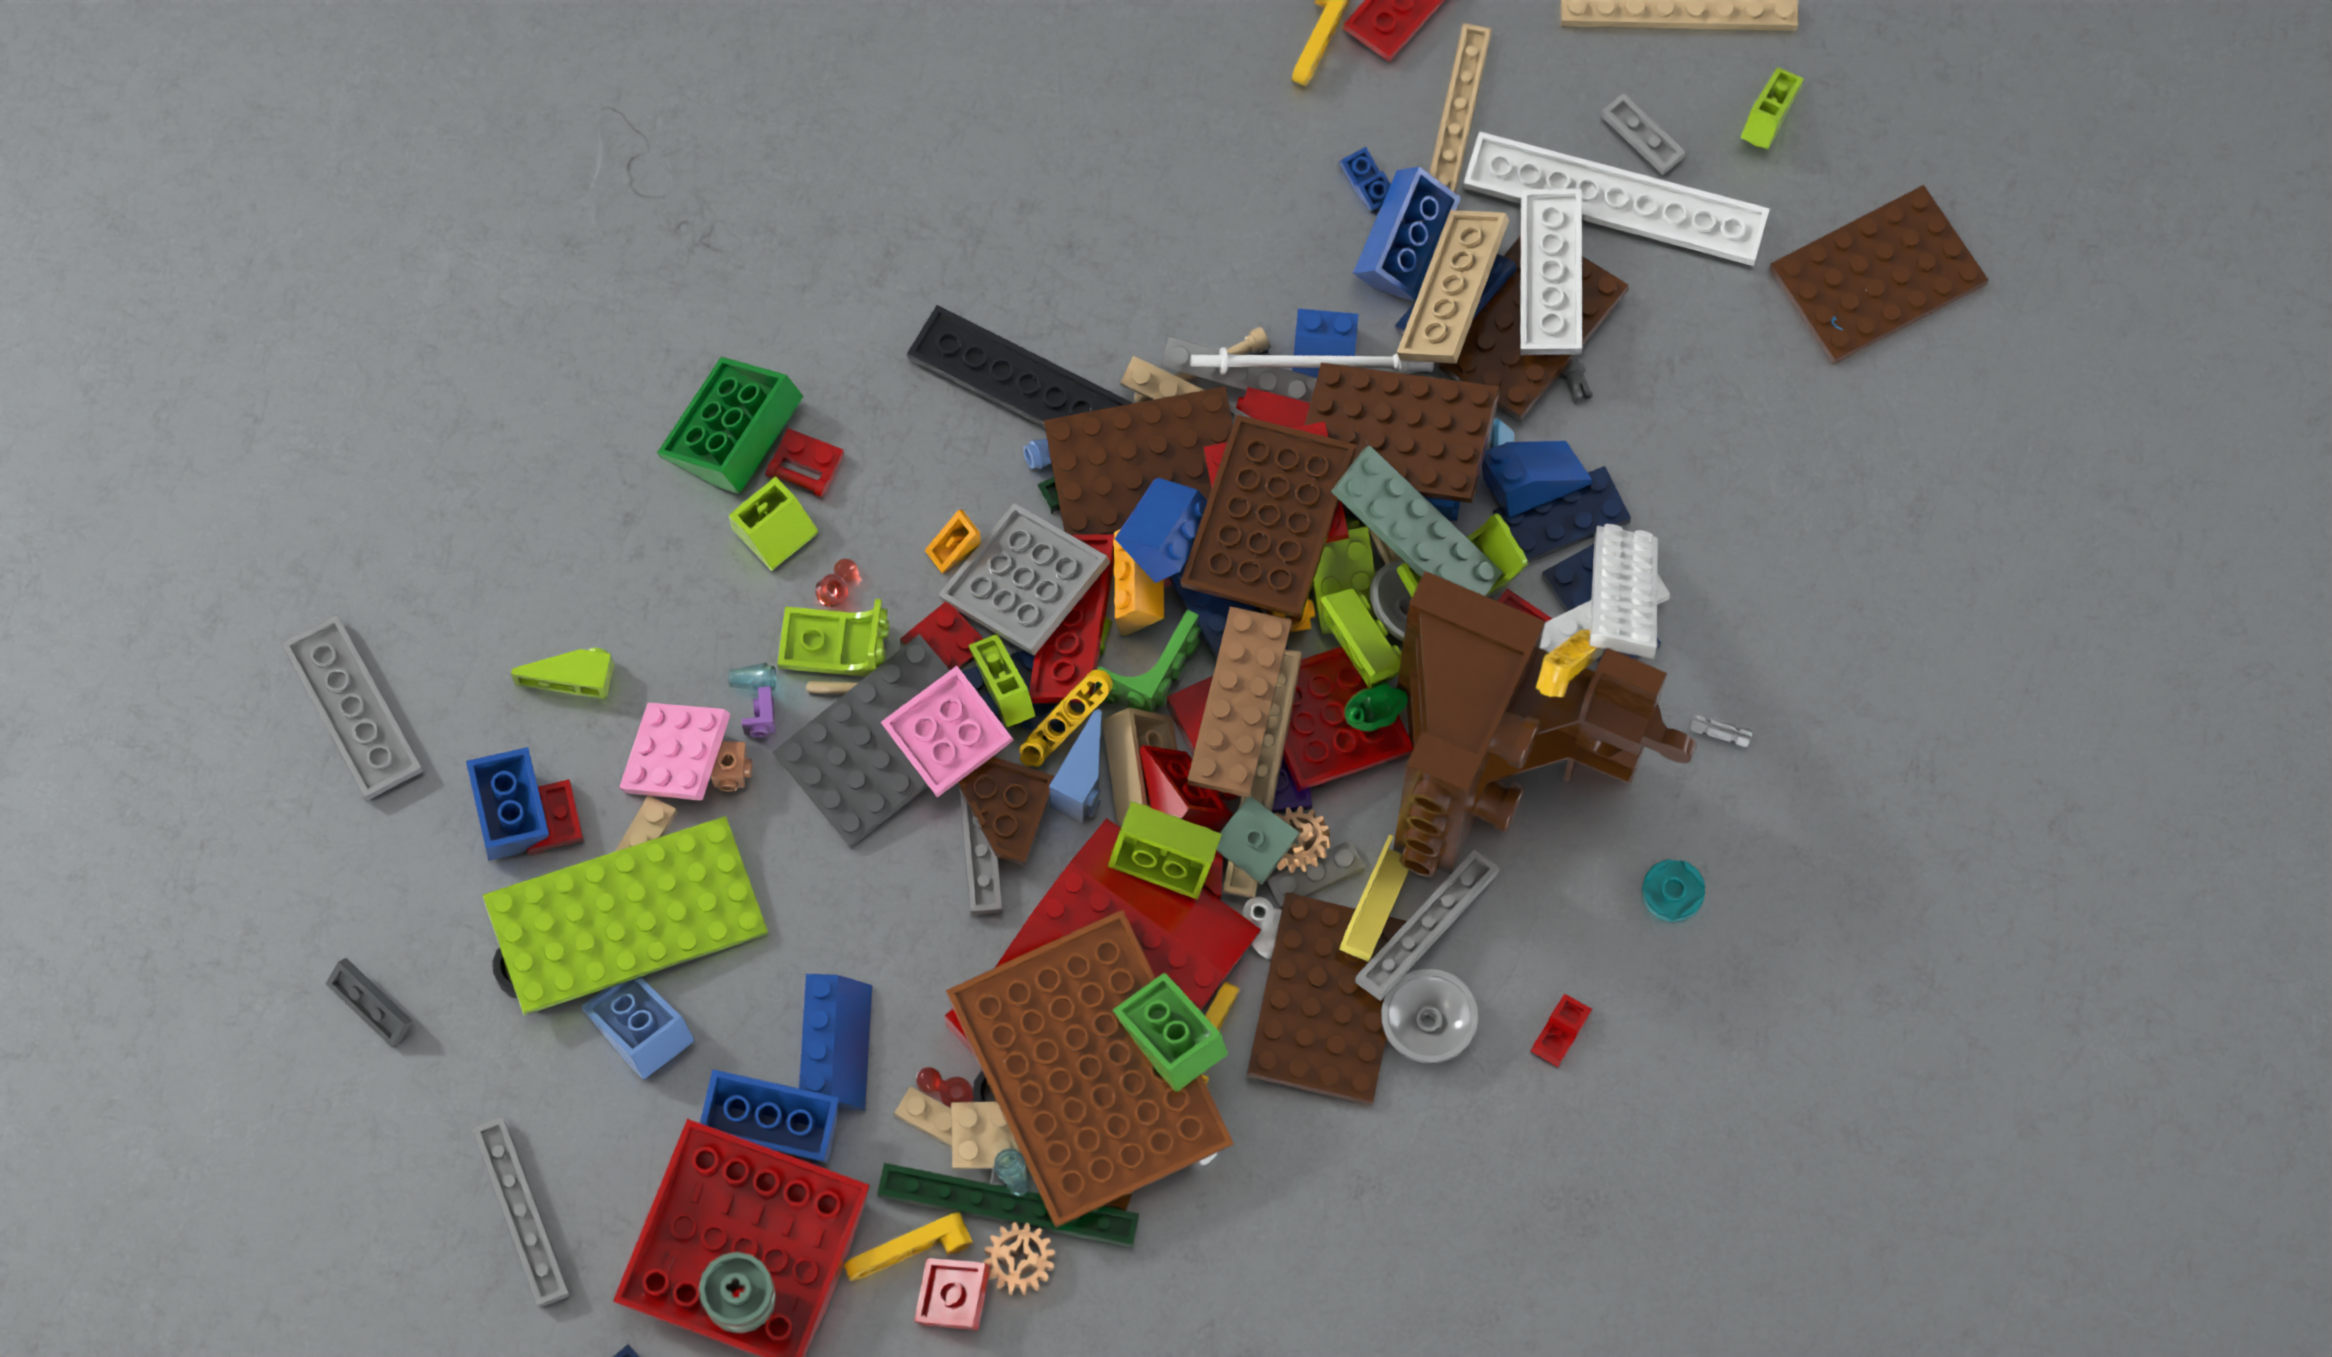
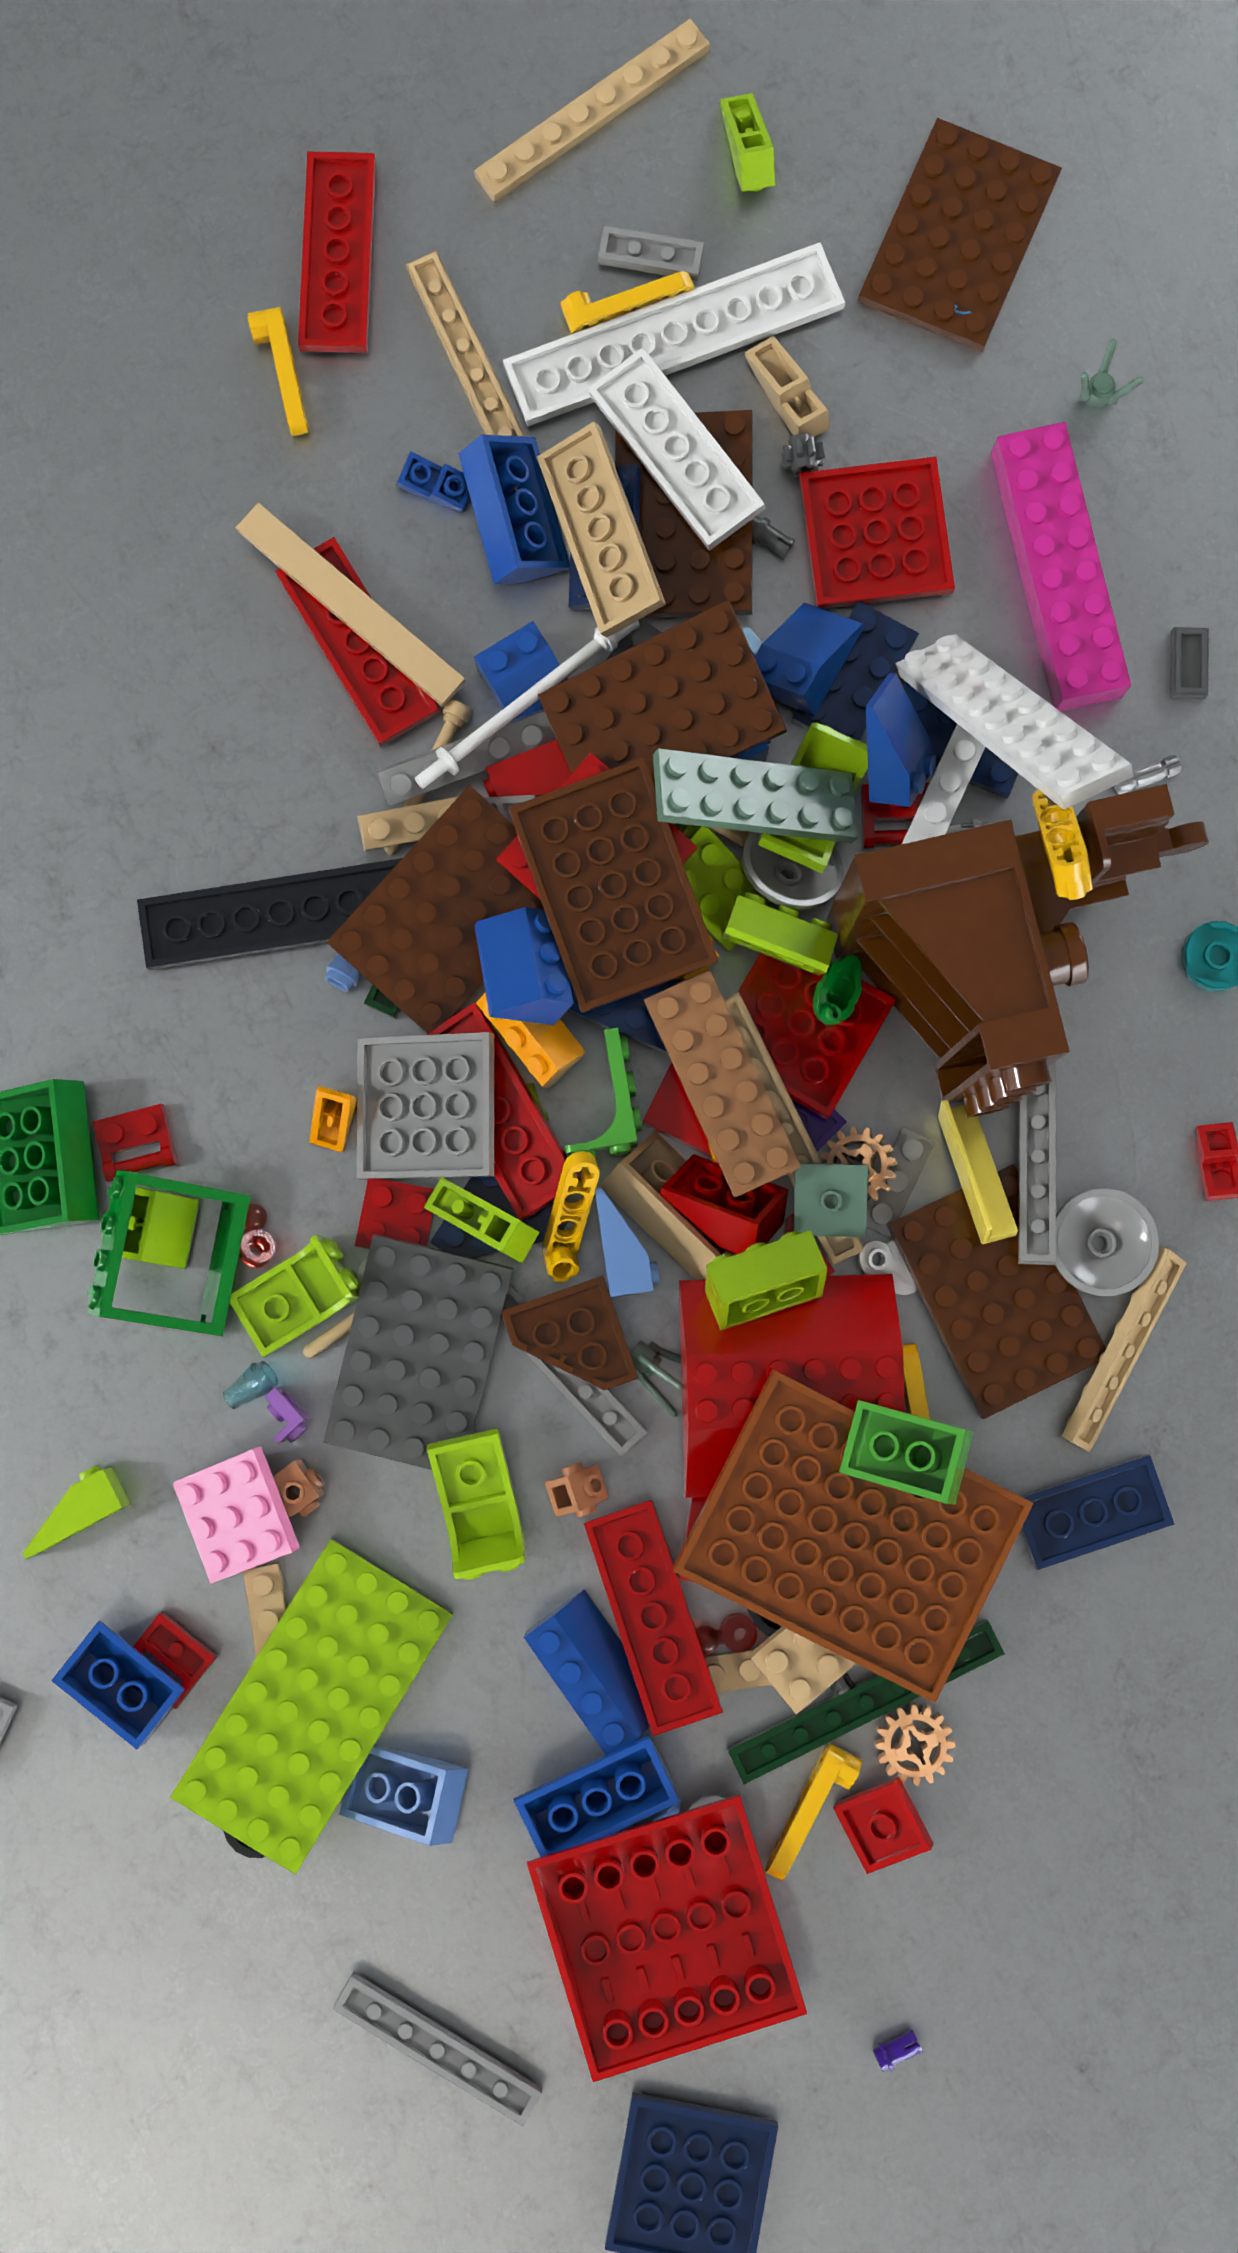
camera: 30 degrees left, 15 degrees up
(369, 1002) = (143, 1963): dark grey plate -> none
(730, 1274) = (706, 1999): sand green wheel -> none
(799, 584) = (222, 1263): none -> green window
(848, 861) = (478, 1504): none -> lime bracket
(904, 1033) = (653, 1618): none -> red plate
(921, 909) = (584, 1490): none -> nougat brick
(947, 731) = (474, 1313): bright pink plate -> none
(1012, 1170) = (853, 1680): clear light blue cone -> none
(1041, 864) = (647, 1362): none -> sand green plant
(1226, 245) = (377, 688): none -> red plate
(1241, 217) = (350, 604): none -> tan tile
(1274, 1198) = (1095, 1512): none -> dark blue plate
(1386, 1103) = (1123, 1351): none -> tan plate
(1546, 569) = (896, 746): none -> blue slope
(1561, 139) = (583, 314): none -> yellow beam
(1642, 341) = (802, 454): none -> dark grey gear
(1654, 430) = (876, 533): none -> red plate
(1668, 291) = (788, 388): none -> tan slope
(1767, 544) = (1060, 567): none -> dark pink brick
(1814, 677) = (1189, 662): none -> dark grey tile
(1897, 444) = (1101, 387): none -> sand green plant

